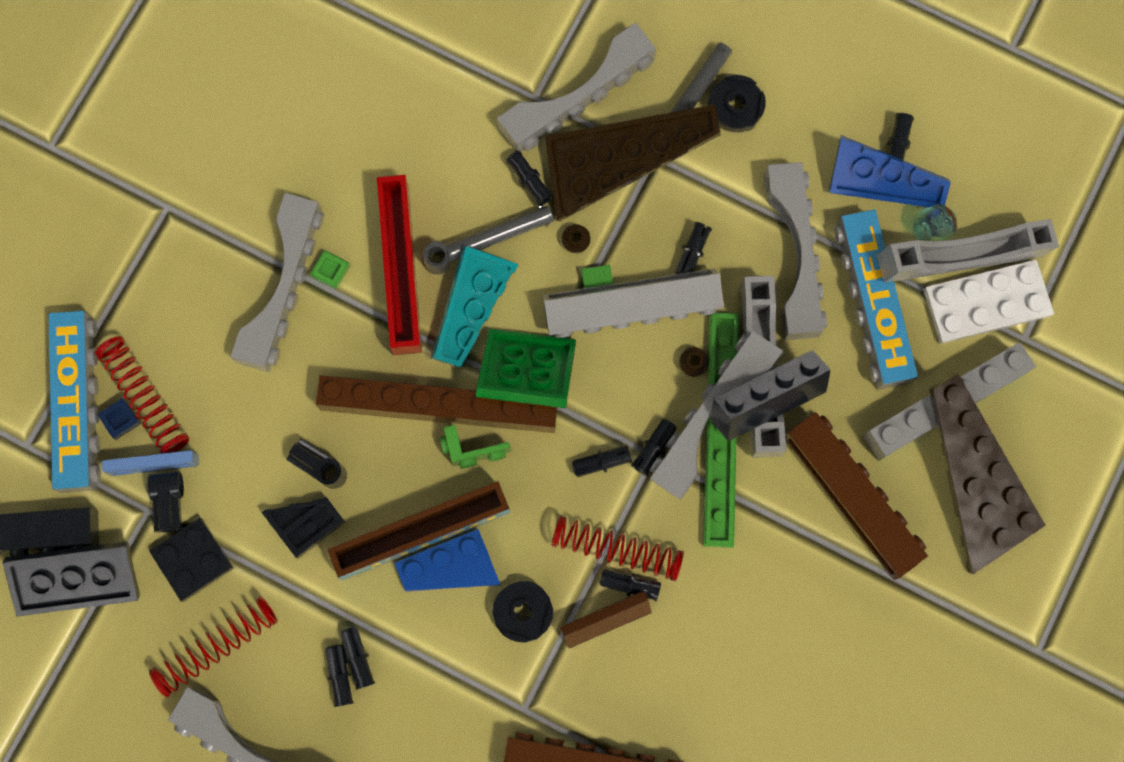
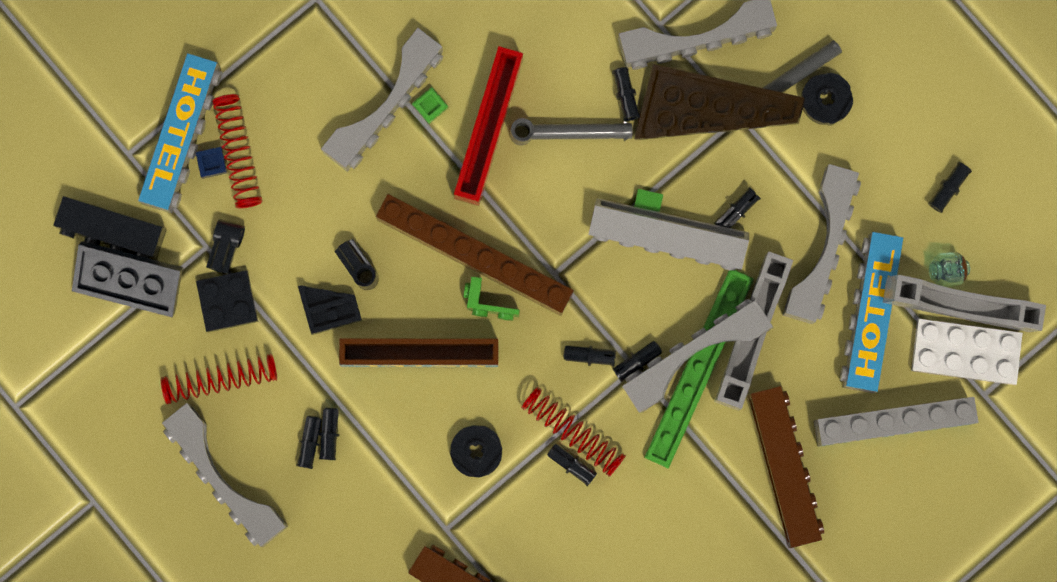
camera: 20 degrees right, 5 degrees up
(150, 463) = (223, 209): medium blue tile -> none
(452, 564) = (432, 389): blue wing -> none
(473, 292) = (535, 179): teal wing -> none
(526, 368) = (558, 255): green plate -> none
(576, 247) = (644, 169): dark brown plate -> none
(606, 619) = (540, 484): reddish brown tile -> none
(687, 368) = (699, 312): dark brown plate -> none
(770, 395) = (747, 358): black brick -> none
(880, 176) = (920, 210): blue wing -> none
(983, 485) = (893, 504): dark brown wing -> none

